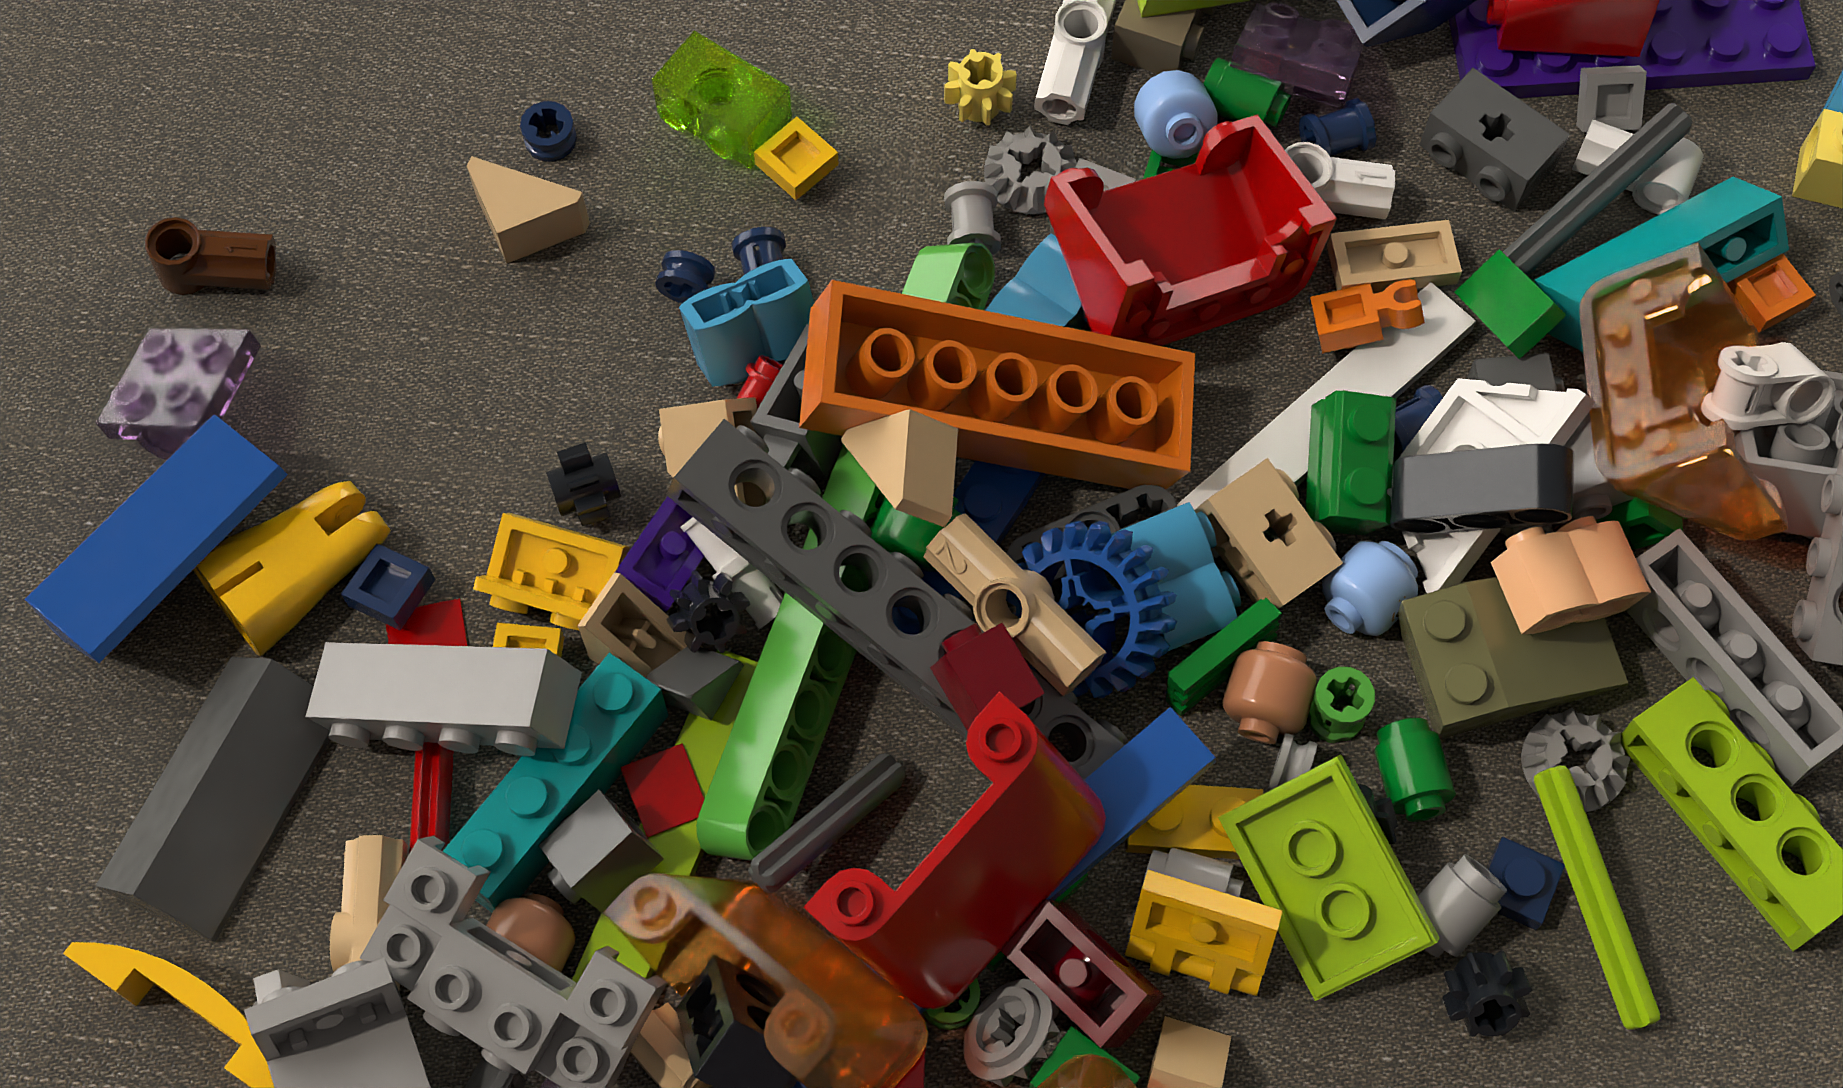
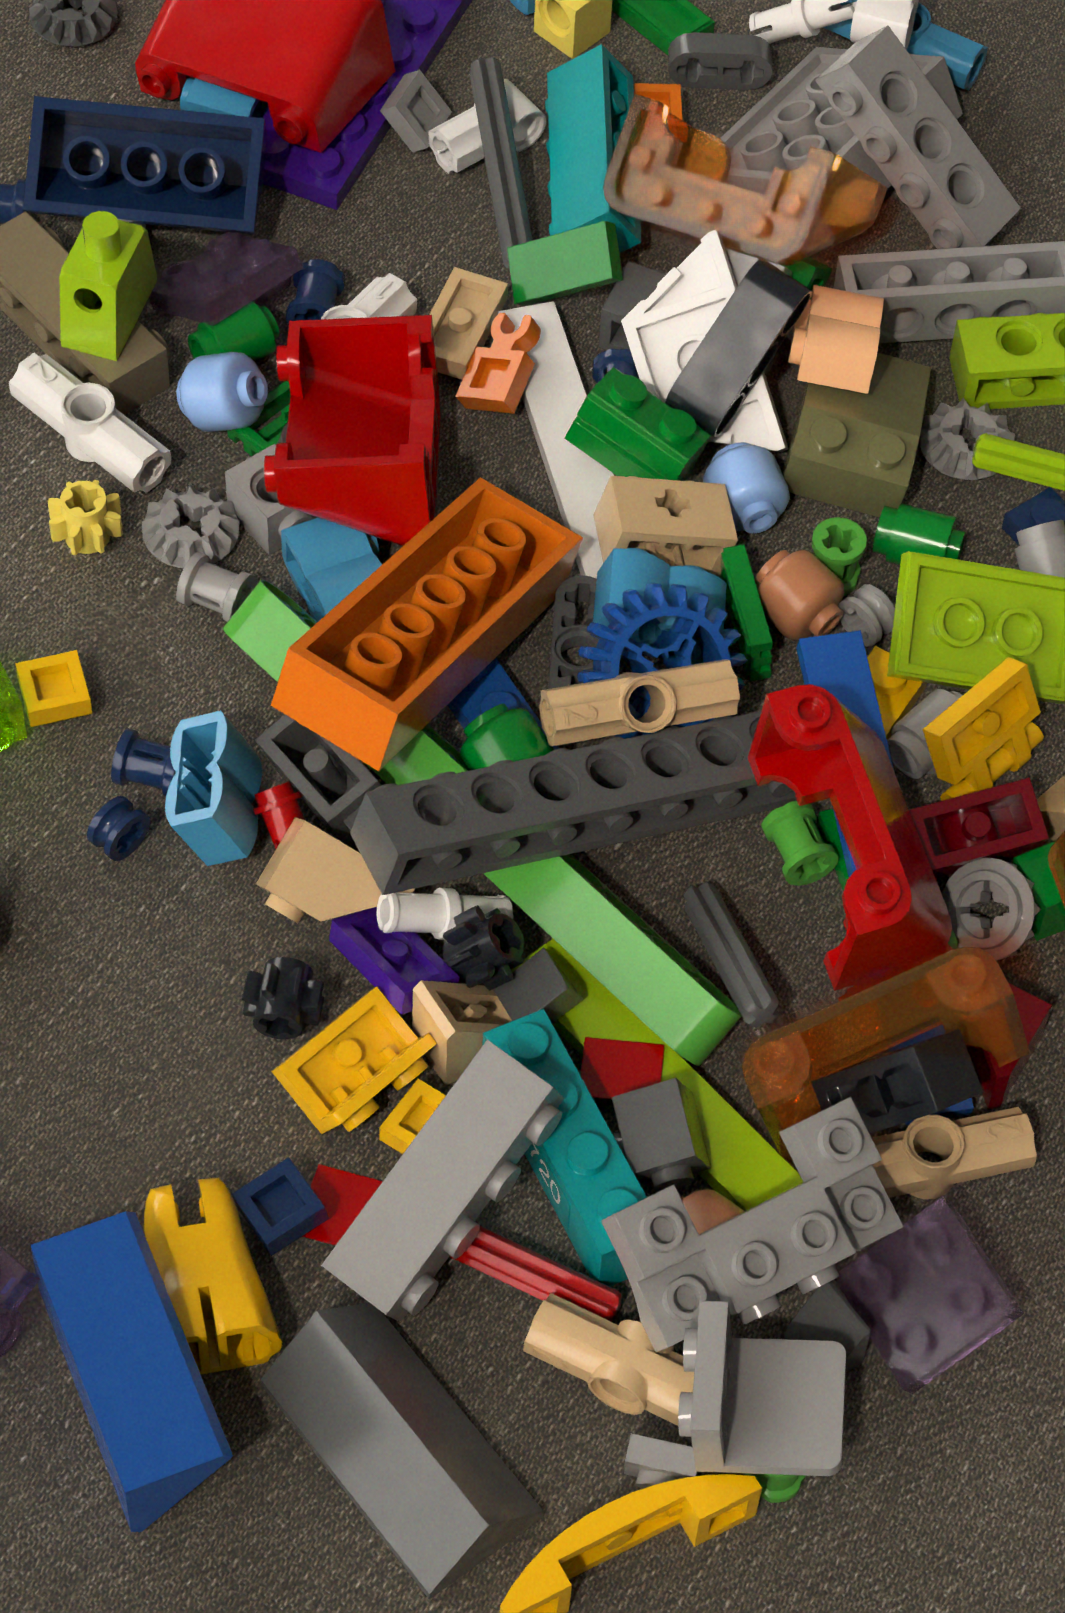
camera: 65 degrees left, 10 degrees down
(909, 462) = (471, 696): tan slope -> none
(982, 666) = (705, 743): dark red brick -> none
(1493, 140) = (399, 202): dark grey brick -> none
(1767, 387) = (754, 142): white piece -> none

